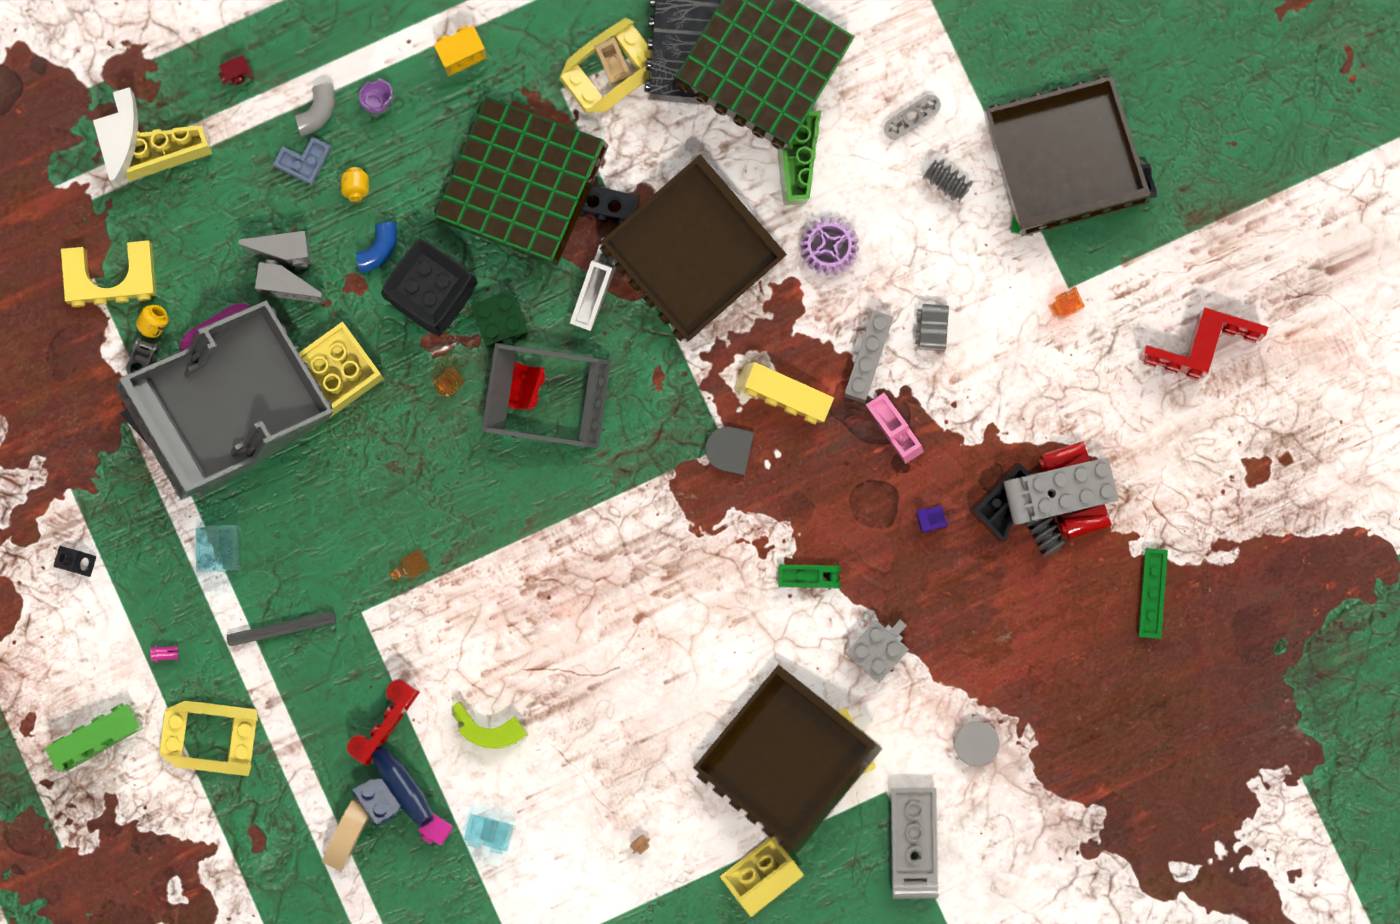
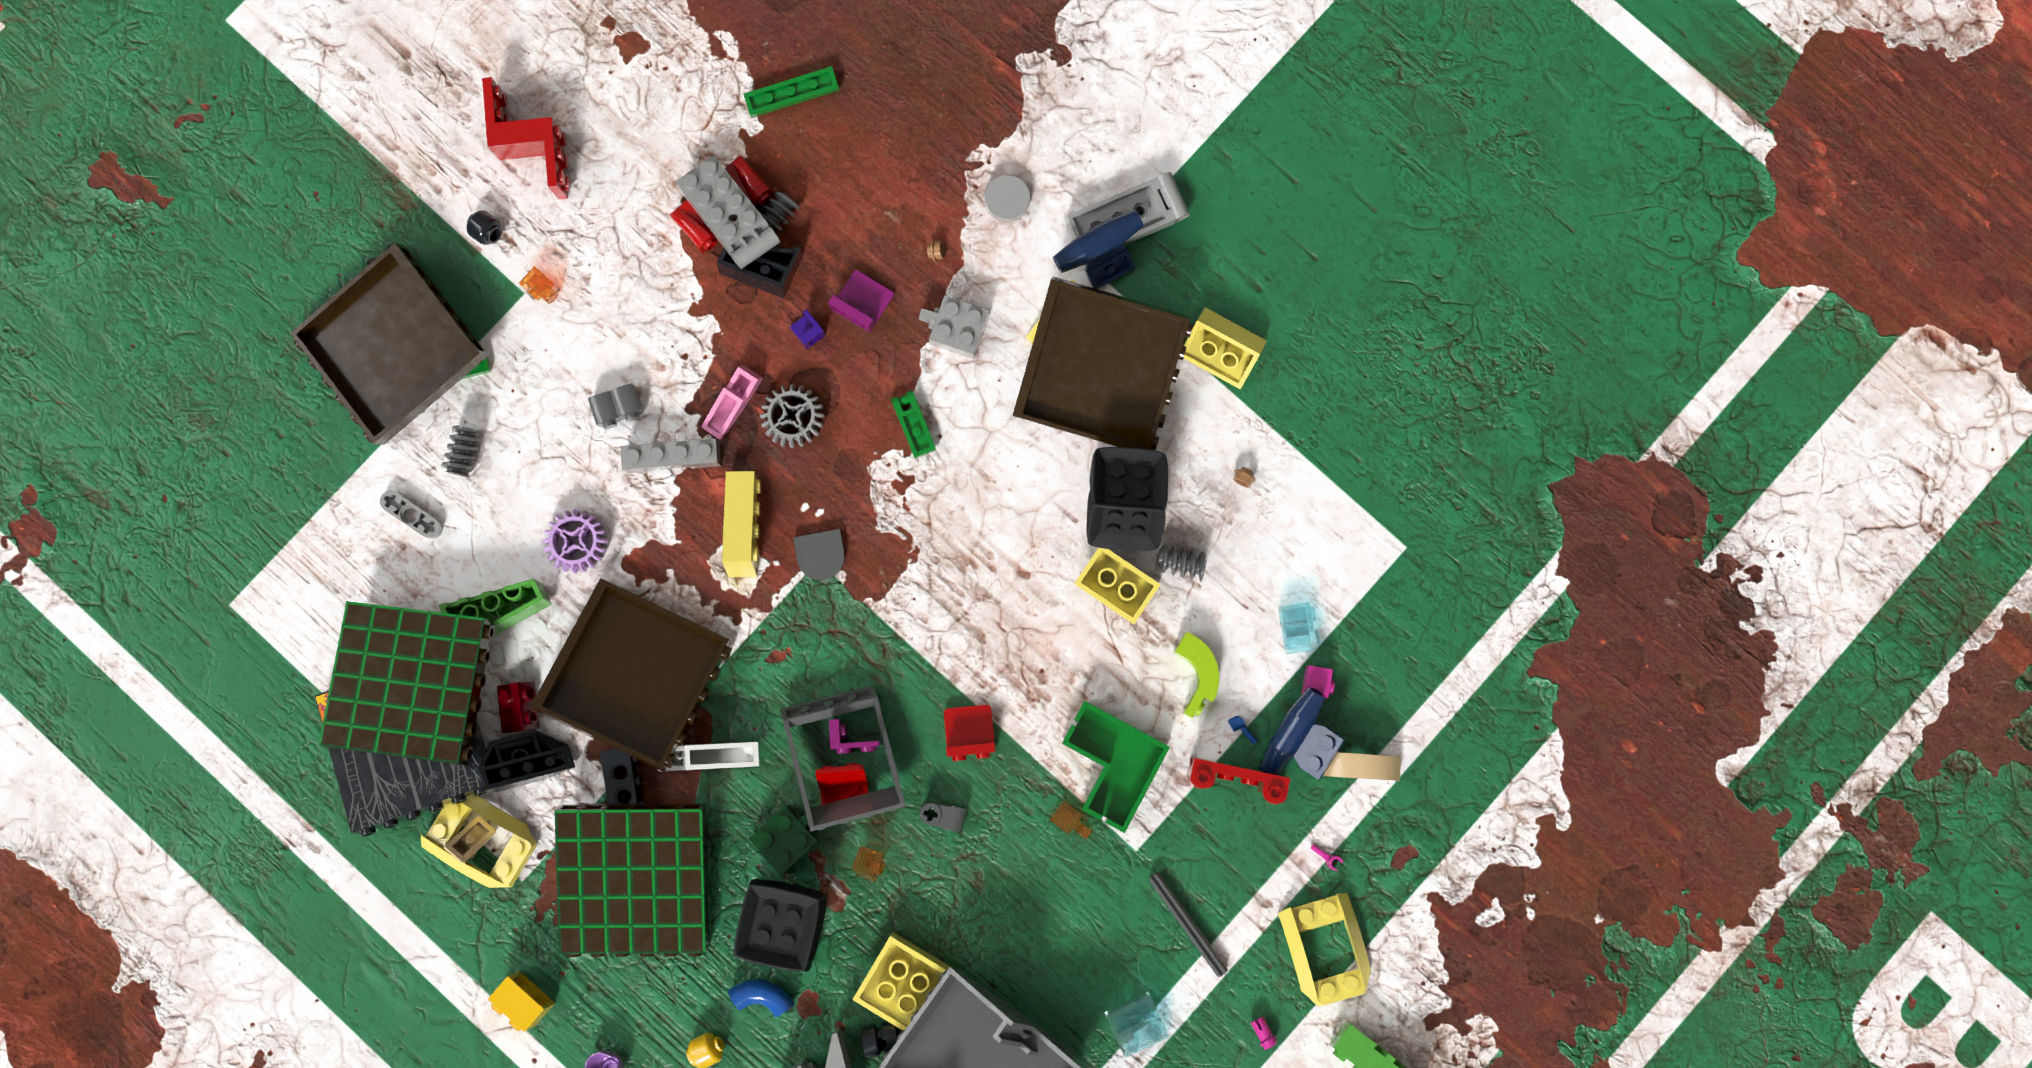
camera: 115 degrees left, 0 degrees up
(286, 771) = (1328, 858): none -> dark pink hand
(303, 324) = (872, 1036): none -> black wheel
(430, 745) = (1238, 723): none -> blue hand
(438, 635) = (1127, 759): none -> green piece
(457, 464) = (948, 817): none -> dark grey piece
(522, 512) = (969, 732): none -> red bracket
(568, 401) = (839, 732): none -> magenta bracket
(589, 756) = (1181, 561): none -> dark grey piece
(592, 691) = (1117, 584): none -> light yellow slope
(659, 130) = (523, 760): none -> black wedge
(660, 728) = (1127, 499): none -> black piece
(708, 141) = (516, 708): none -> dark red bracket
(850, 478) = (783, 420): none -> light grey gear
(891, 804) = (1101, 250): none -> dark blue plate
(937, 577) = (861, 301): none -> magenta bracket
(955, 661) = (936, 250): none -> medium nougat plate
(1139, 276) = (484, 227): none -> black head

